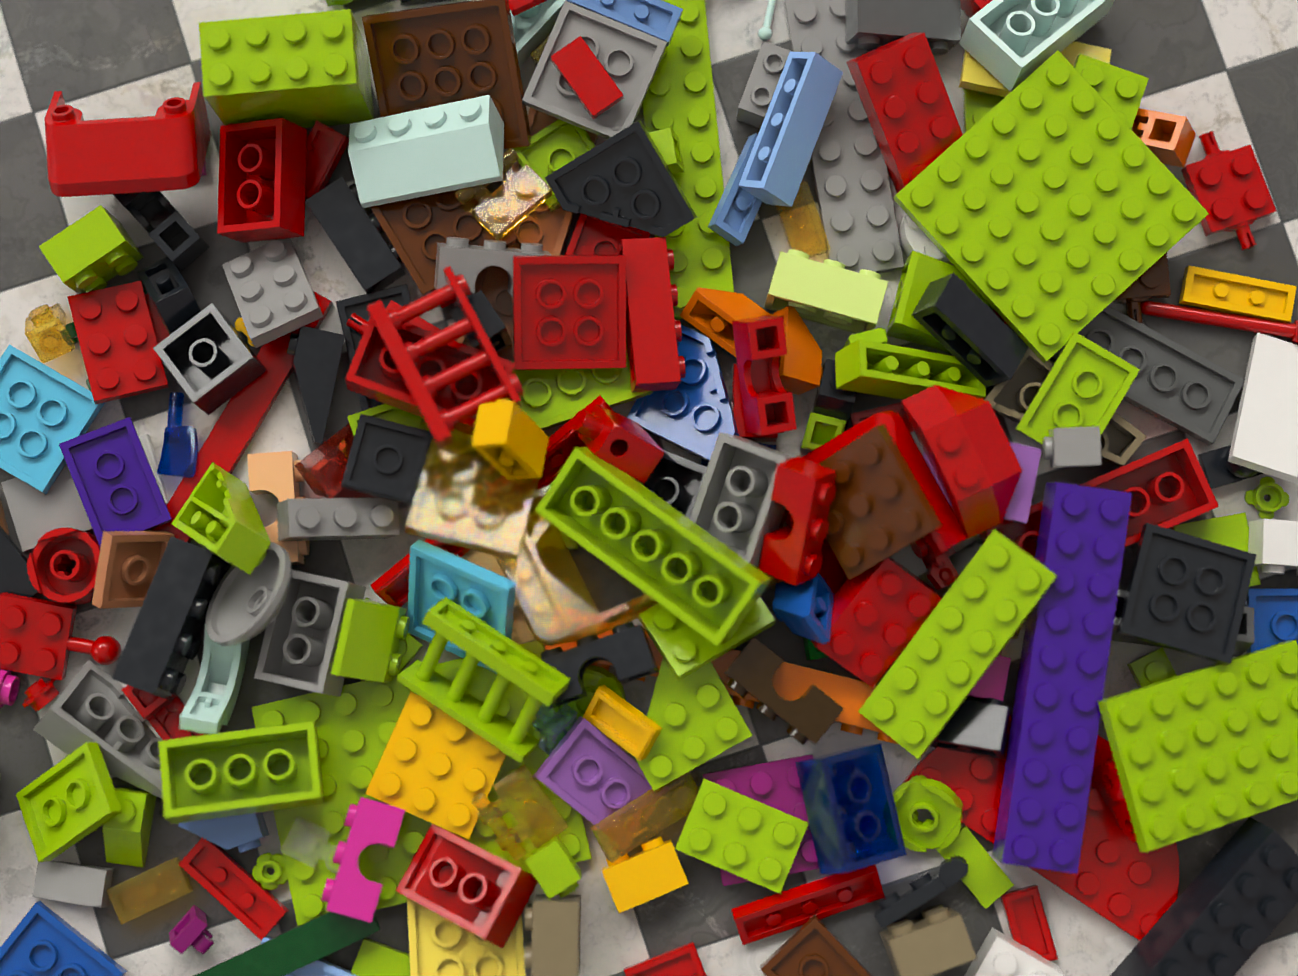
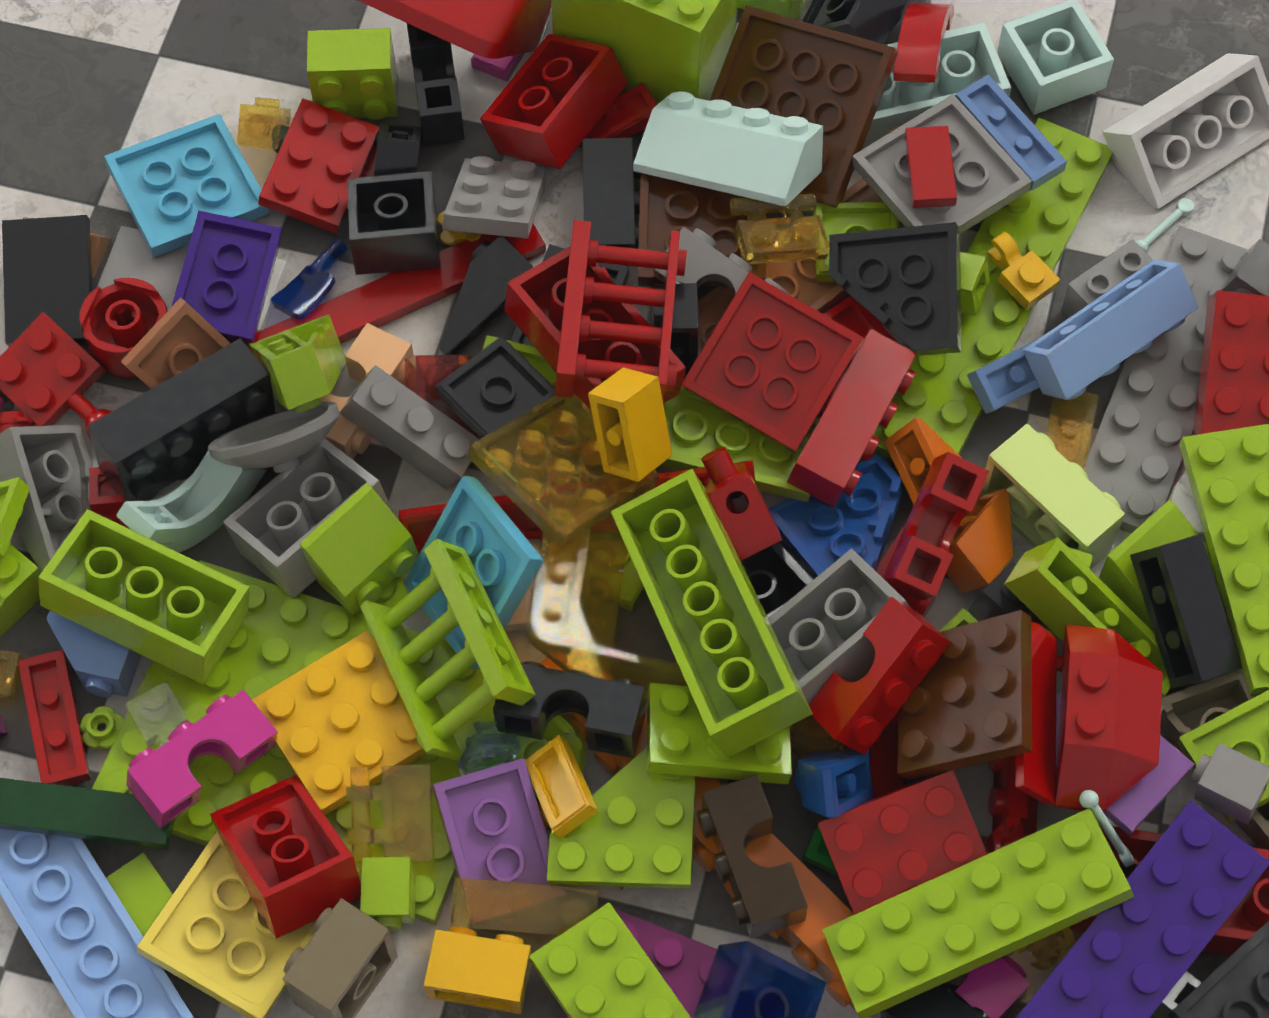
camera: 35 degrees right, 20 degrees down
(701, 116) = (1023, 277): none -> yellow plate
(990, 523) = (1090, 800): none -> light aqua hinge

